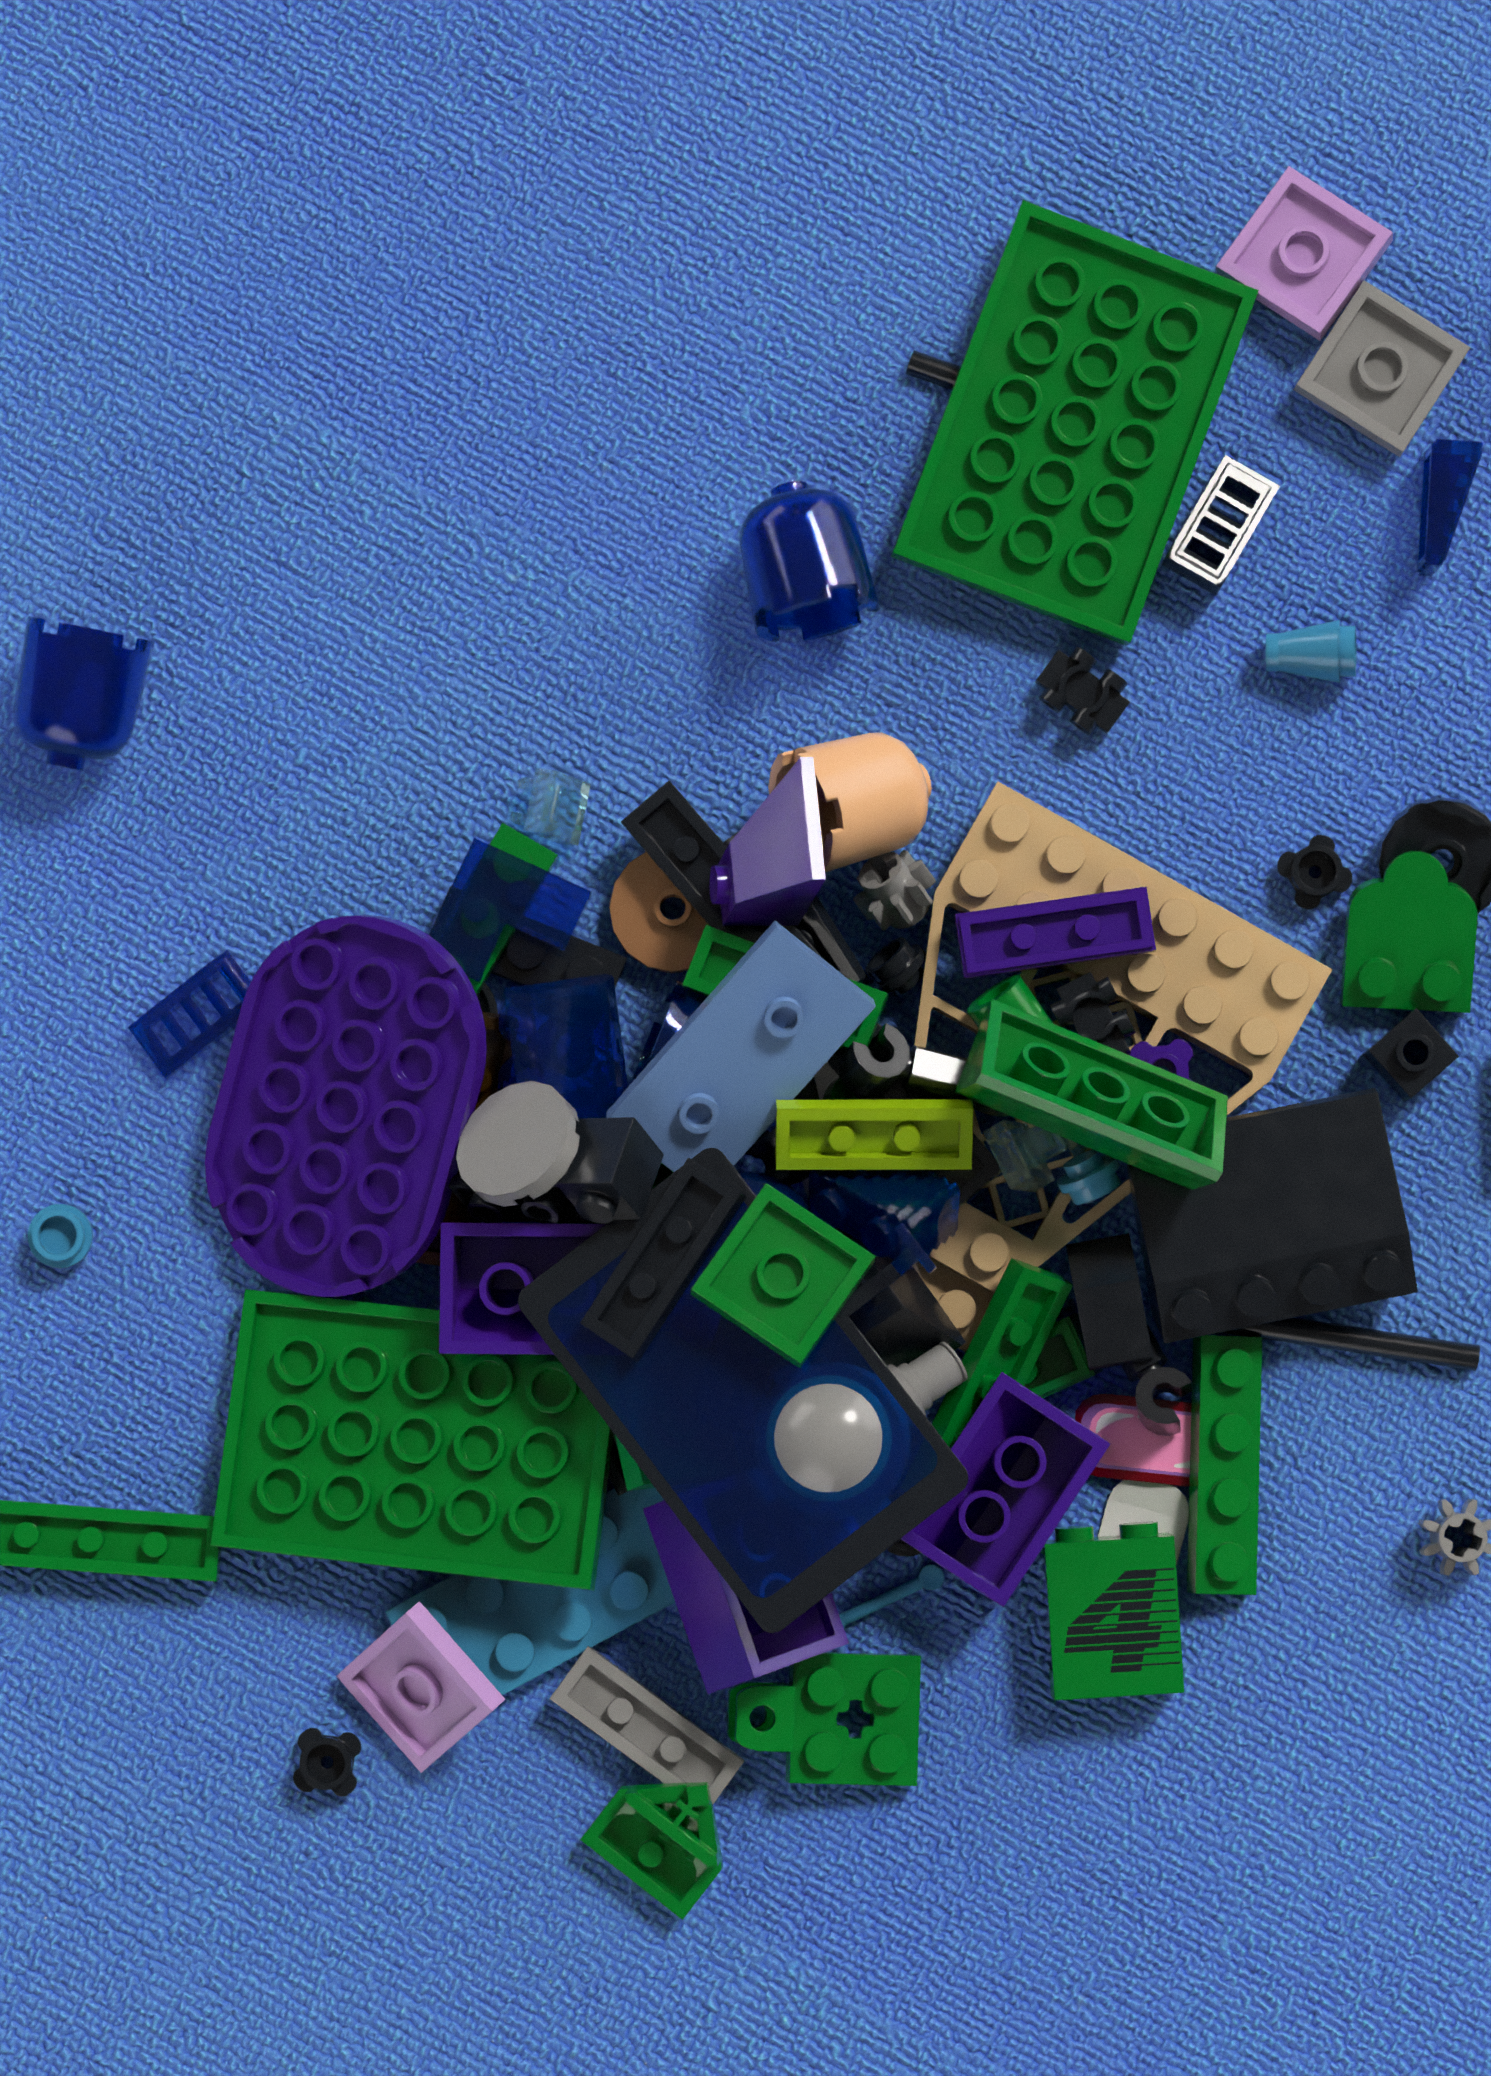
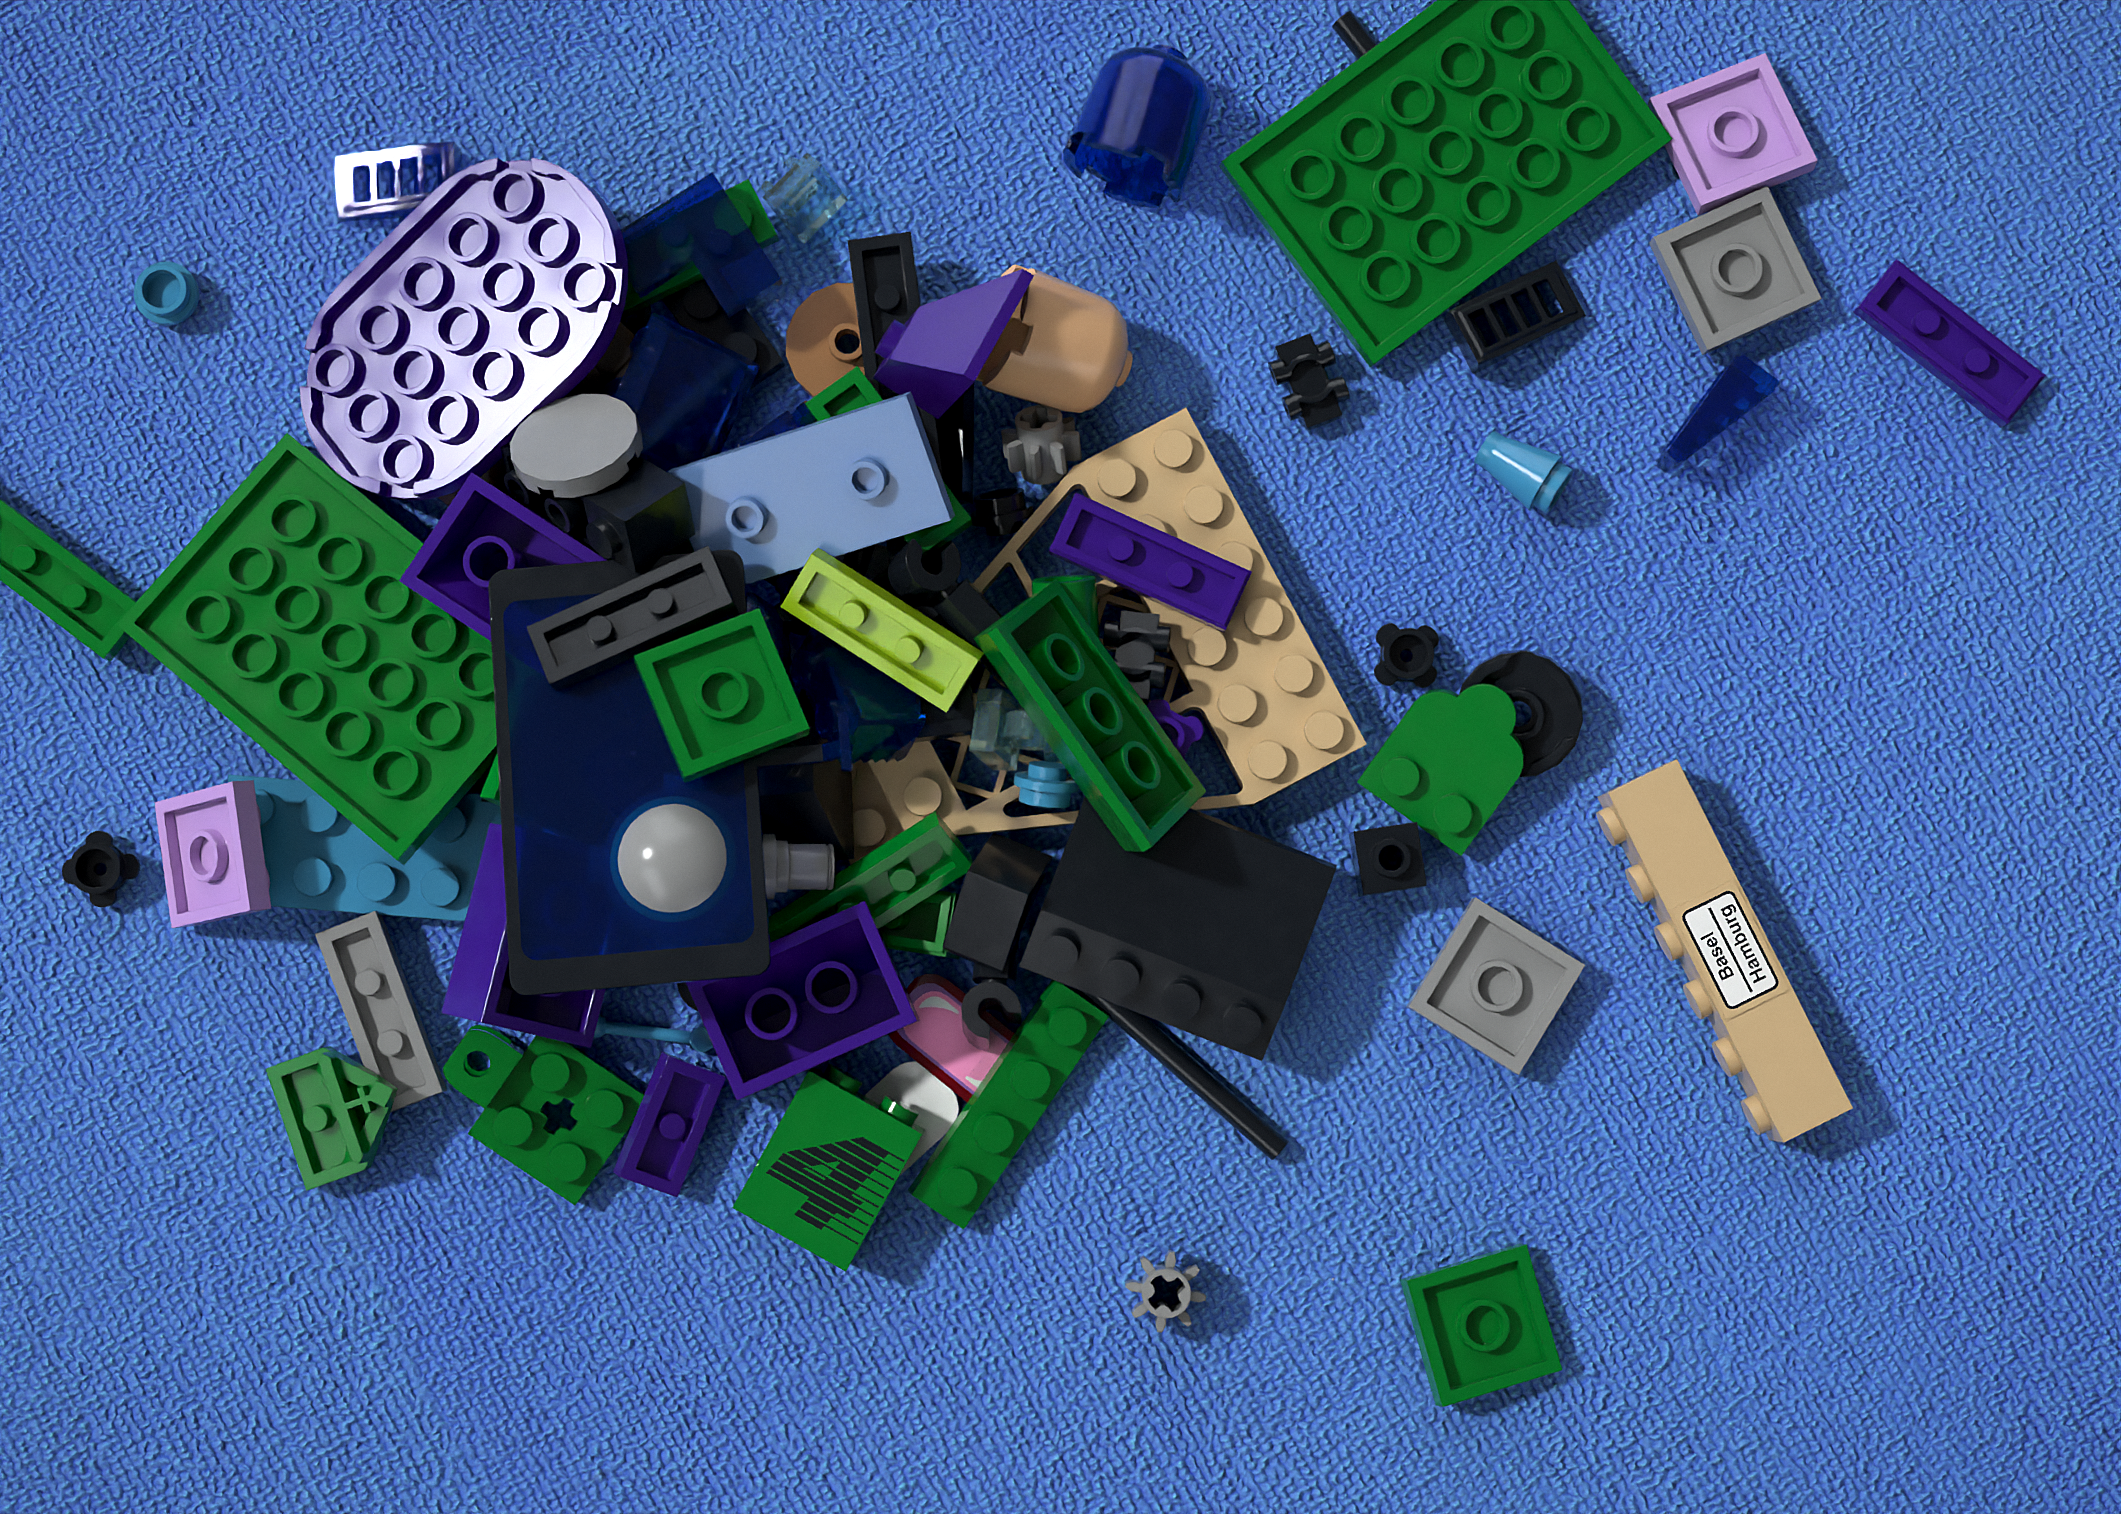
camera: 30 degrees right, 0 degrees up
(952, 1666) = (669, 1124): none -> dark purple plate

